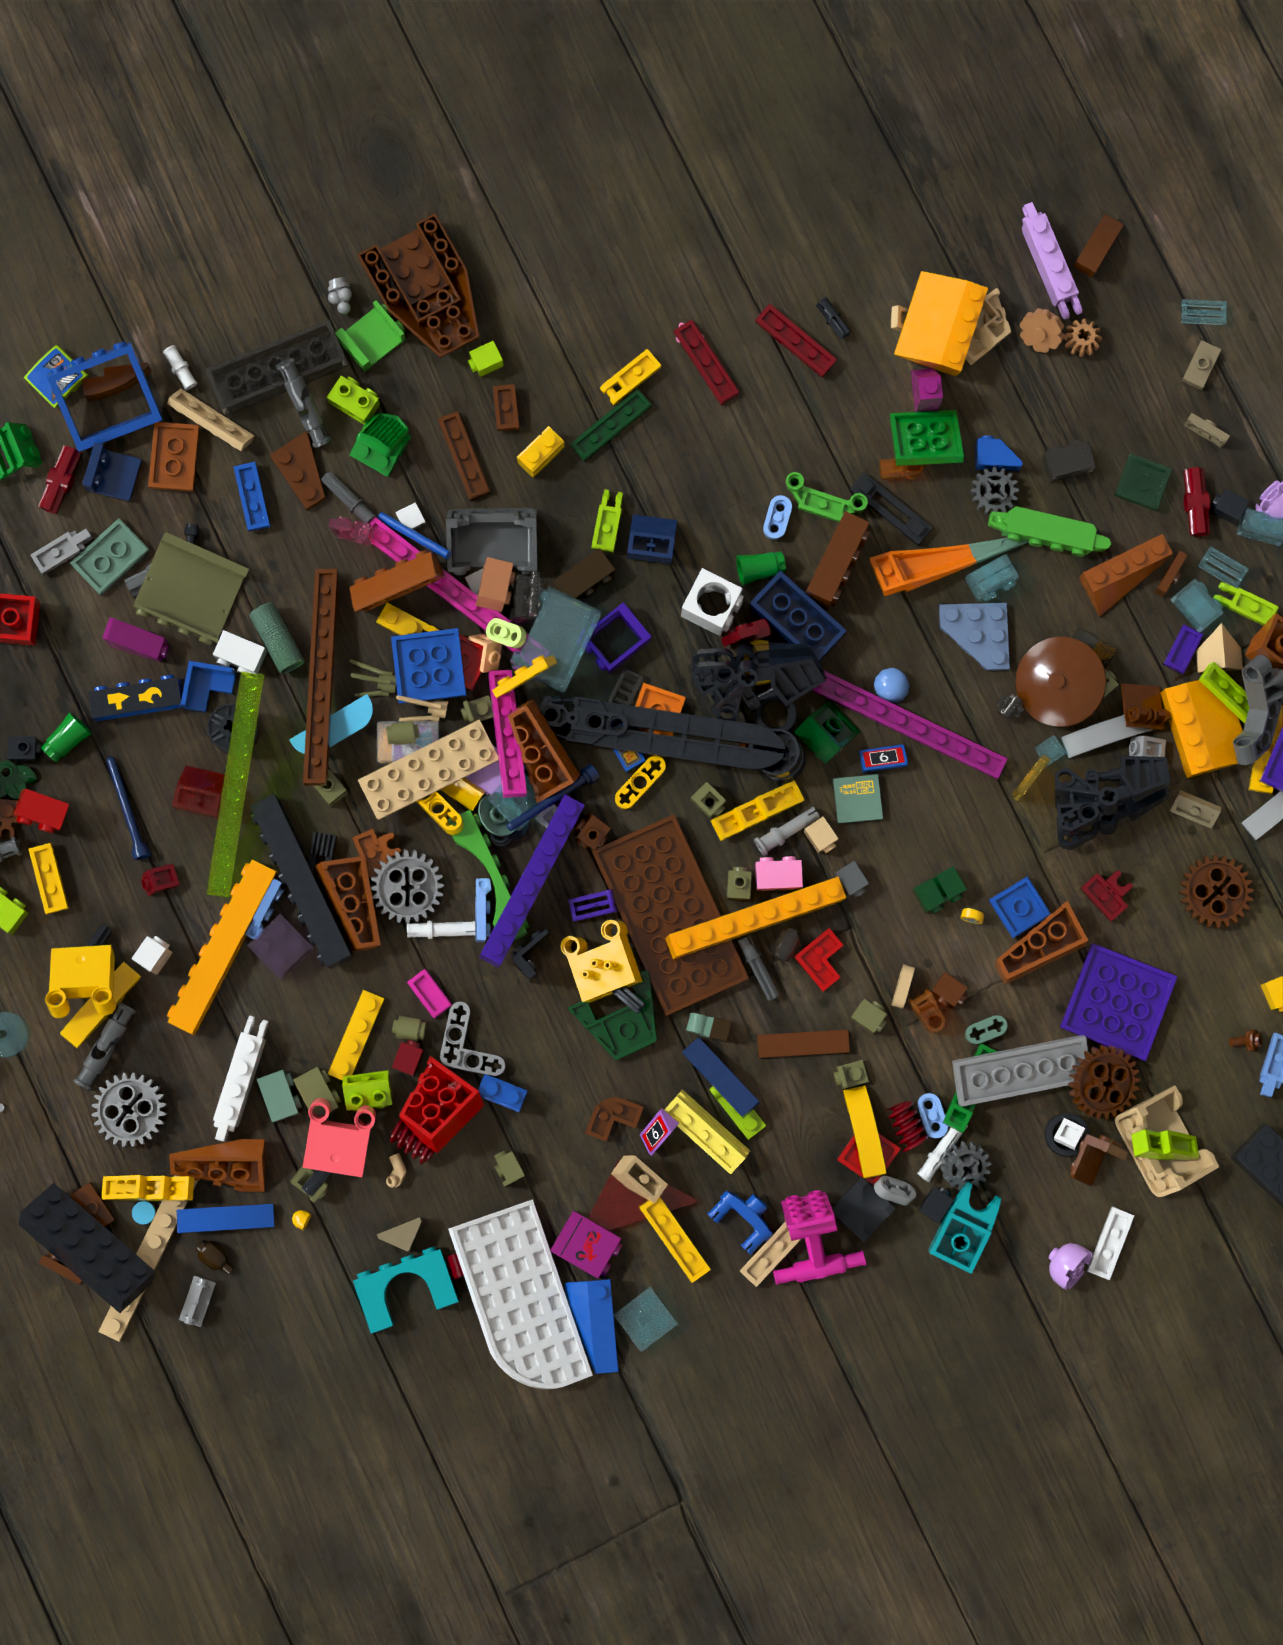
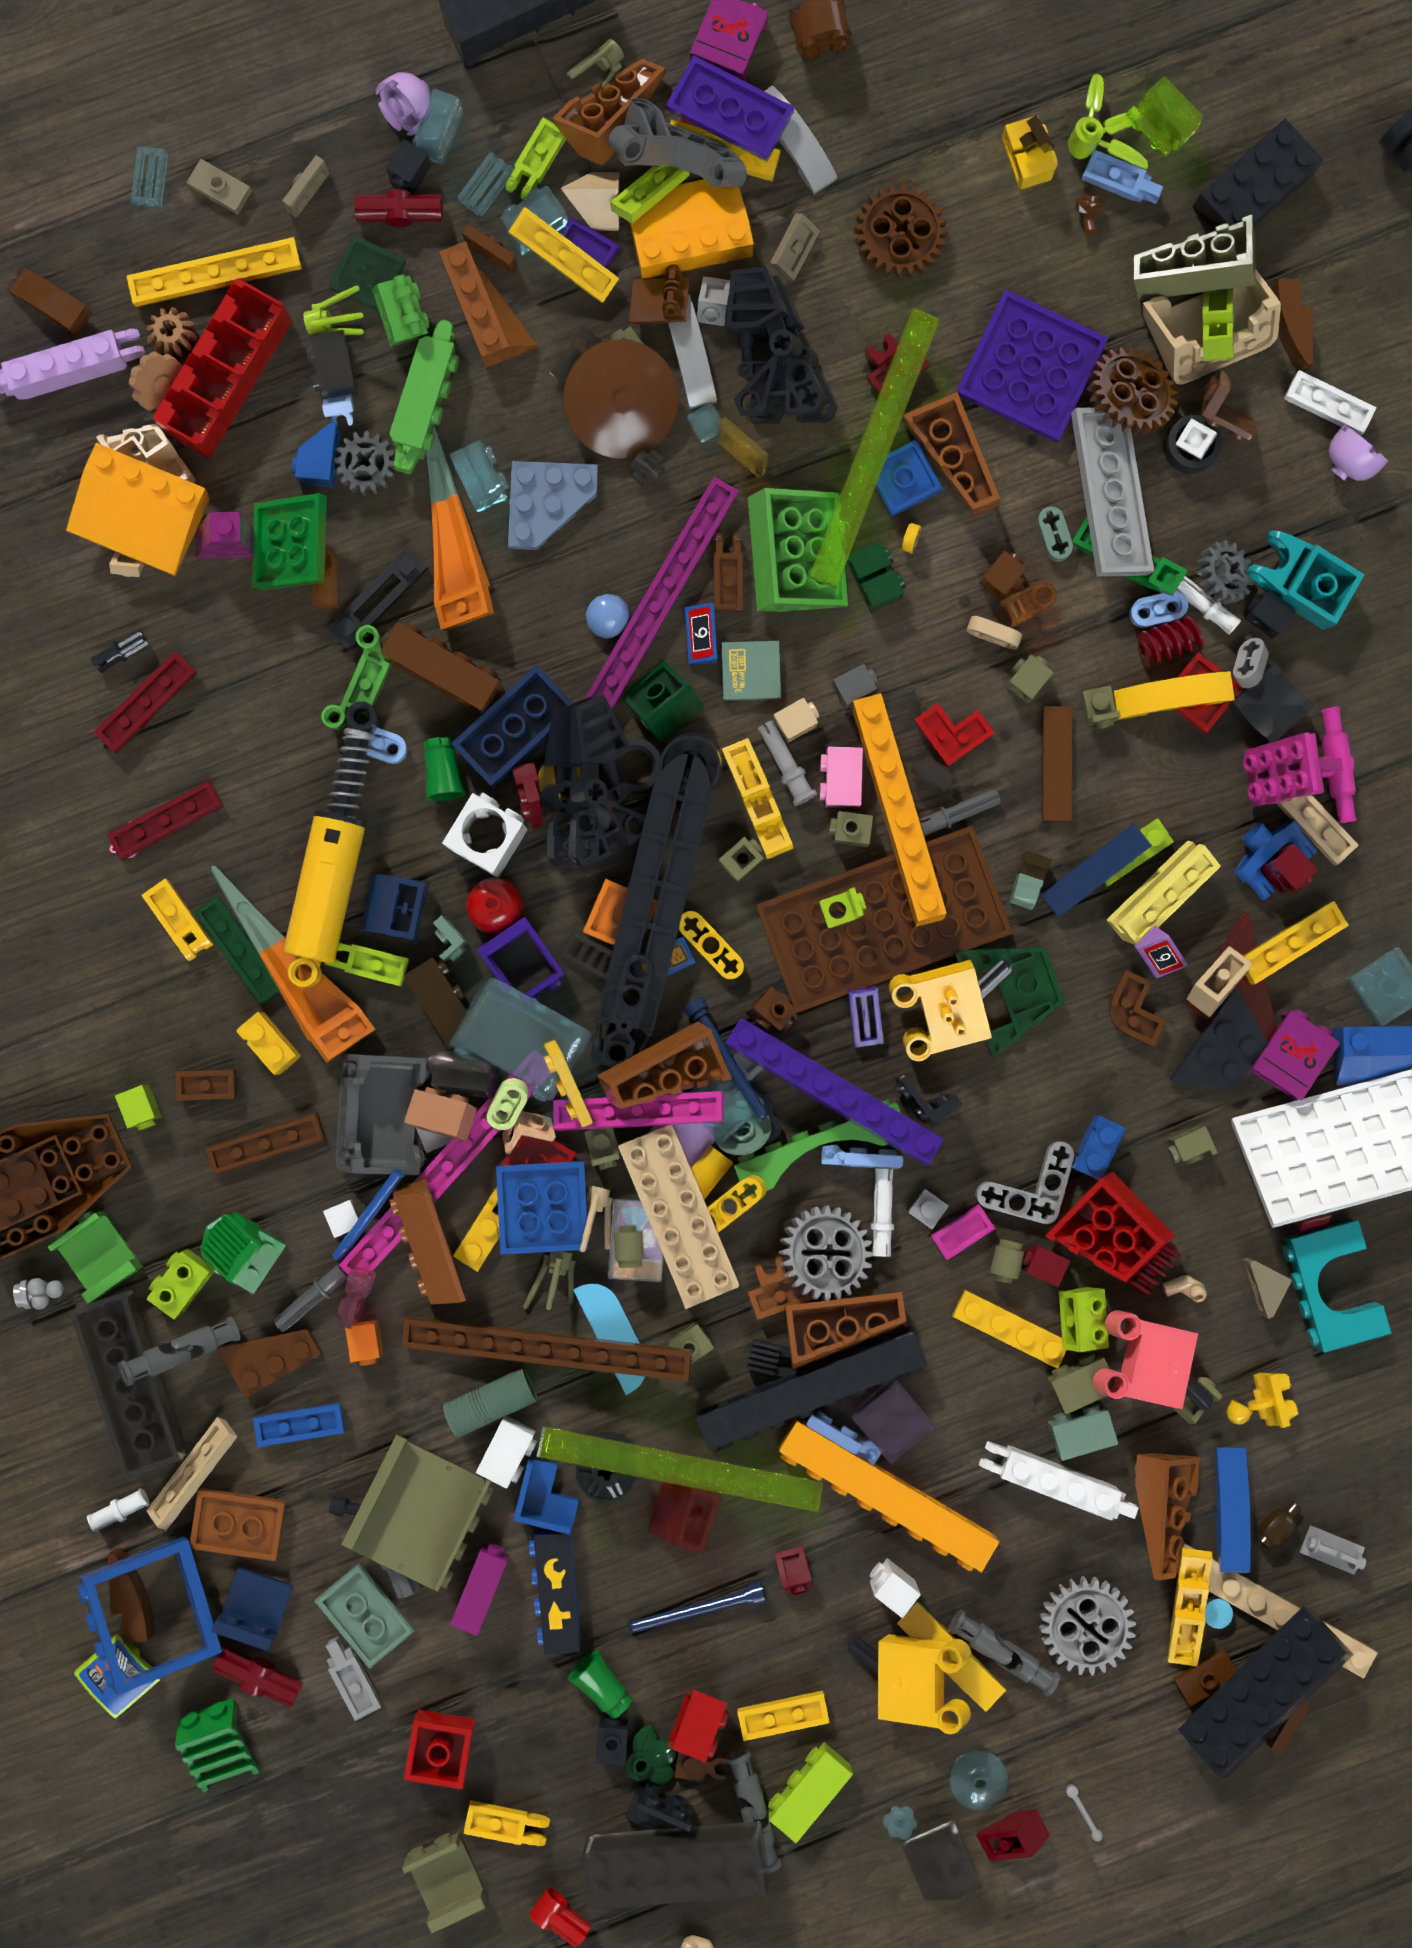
camera: 85 degrees left, 5 degrees up
(312, 1241) = (1270, 1400): none -> yellow hips
(317, 540) = (365, 1342): none -> orange brick
(446, 965) = (928, 1208): none -> light grey plate
(571, 487) = (322, 1011): none -> orange plate
(587, 1189) = (1224, 1048): none -> black wing
(634, 580) = (448, 933): none -> sand green bracket
(659, 614) = (494, 905): none -> red cylinder
(679, 888) = (853, 903): none -> lime bracket
(684, 487) = (330, 859): none -> yellow piece
(731, 1229) = (1289, 870): none -> dark red brick
(931, 775) = (728, 576): none -> reddish brown hinge
(955, 828) = (785, 542): none -> bright green slope
(1037, 468) = (339, 406): none -> light blue tile
(1039, 879) = (874, 447): none -> clear neon green plate
(1057, 378) = (222, 368): none -> red piece
(1101, 450) = (321, 322): none -> lime plant
(1114, 508) = (400, 310): none -> bright green brick
(1133, 366) = (214, 272): none -> yellow plate
(1169, 629) = (563, 255): none -> yellow plate
(1173, 1209) = (1295, 323): none -> reddish brown slope
(1209, 1127) = (1199, 264): none -> olive wedge

